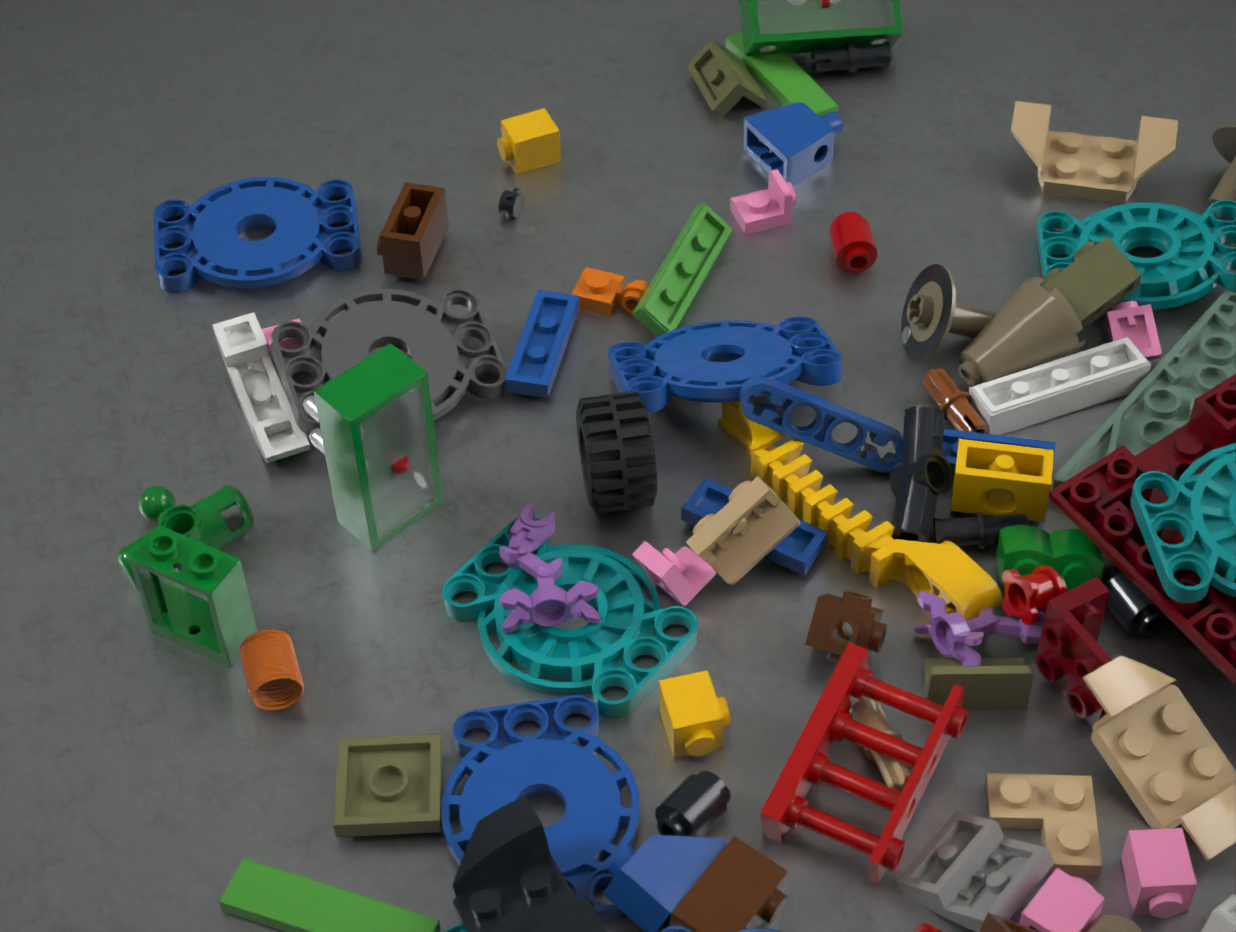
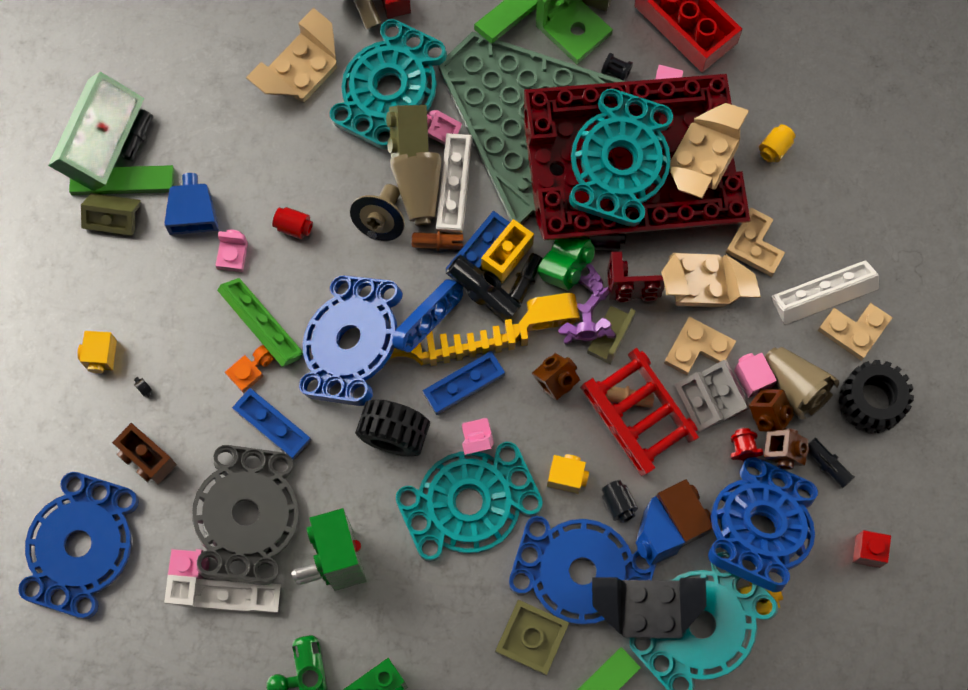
camera: 65 degrees left, 25 degrees up
(271, 669) = (431, 667): orange piece -> none
(549, 603) = (472, 510): medium lavender piece -> none
(743, 530) = (479, 392): tan bracket -> none
(1031, 592) = (591, 281): red brick -> none
(1158, 872) = (753, 321): bright pink brick -> none

